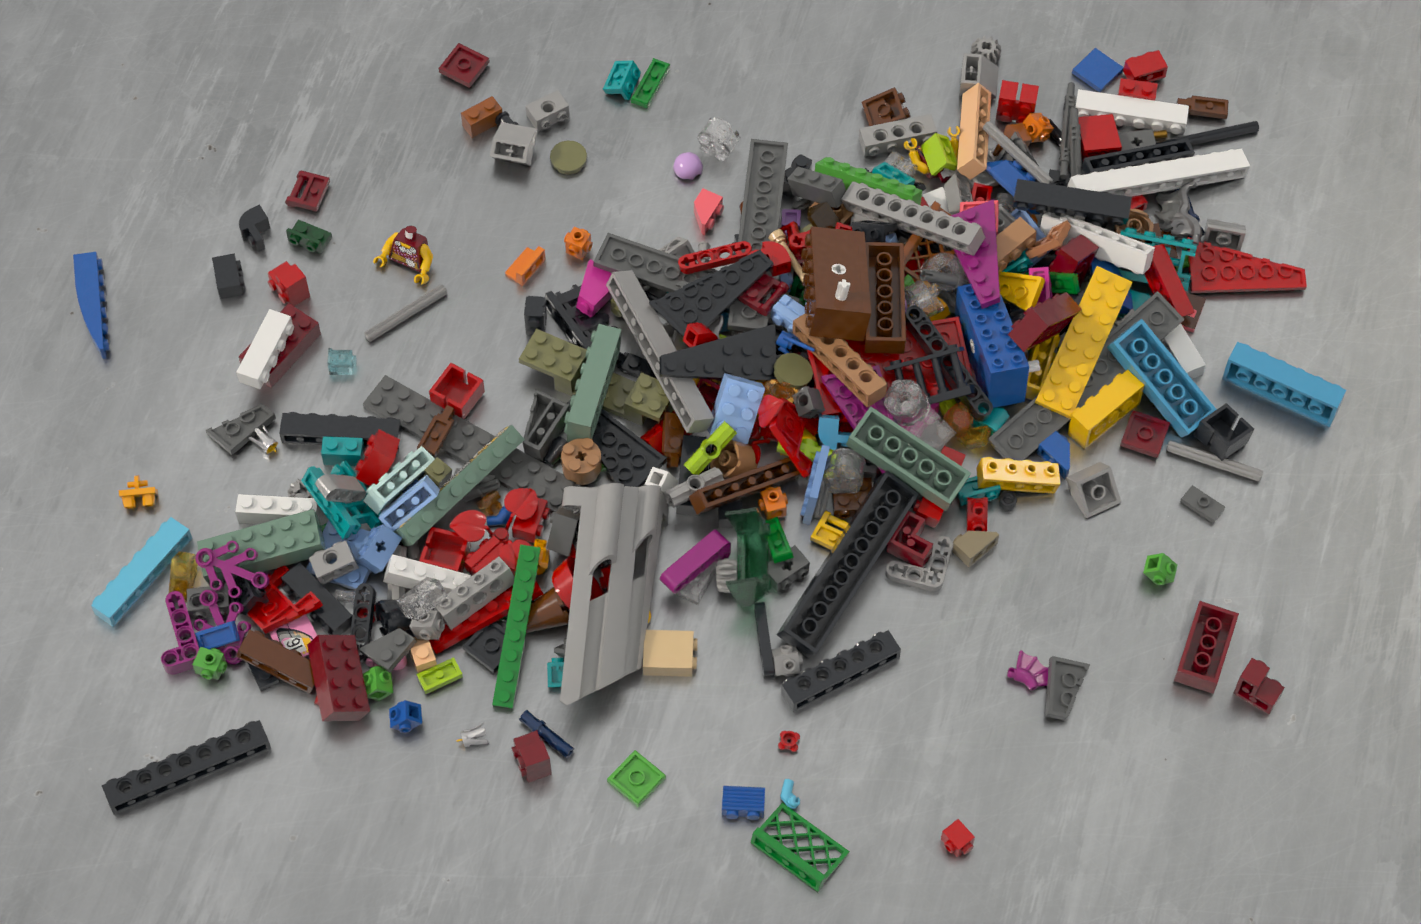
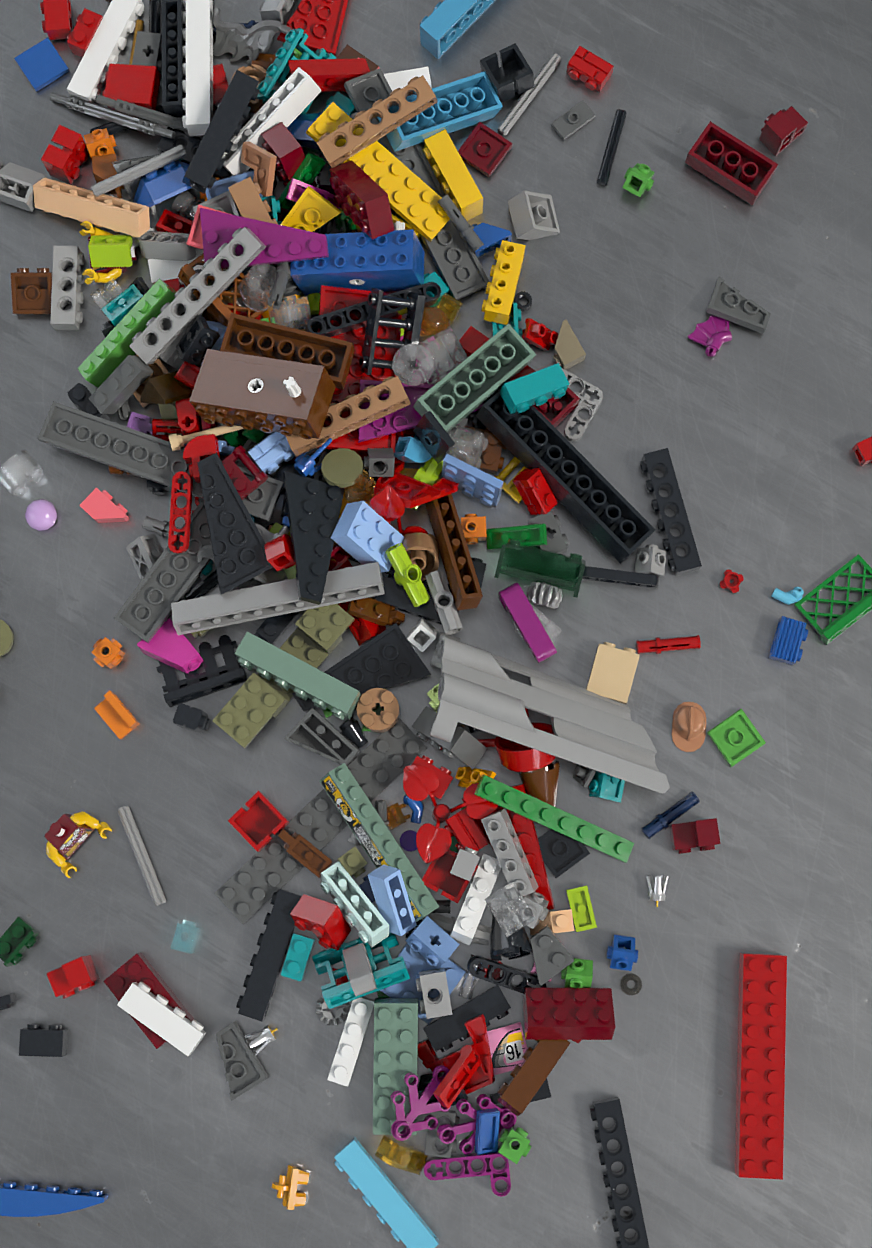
camera: 70 degrees left, 20 degrees up
(261, 589) = (457, 1076): none -> red plate
(325, 862) = (761, 1066): none -> red brick
(375, 730) = (631, 991): none -> clear smoke plate
(455, 555) = (465, 863): none -> light grey brick
(636, 734) = (689, 726): none -> nougat piece
(707, 688) = (669, 644): none -> red pin
(822, 542) = (535, 491): none -> red brick
(842, 432) = (433, 437): none -> black plate
(917, 511) = (534, 388): none -> teal brick
(1059, 419) = (460, 223): none -> dark grey pin
(1155, 344) = (389, 121): none -> medium nougat brick
(1187, 542) = (611, 147): none -> black axle
(1258, 504) = (589, 69): none -> red brick

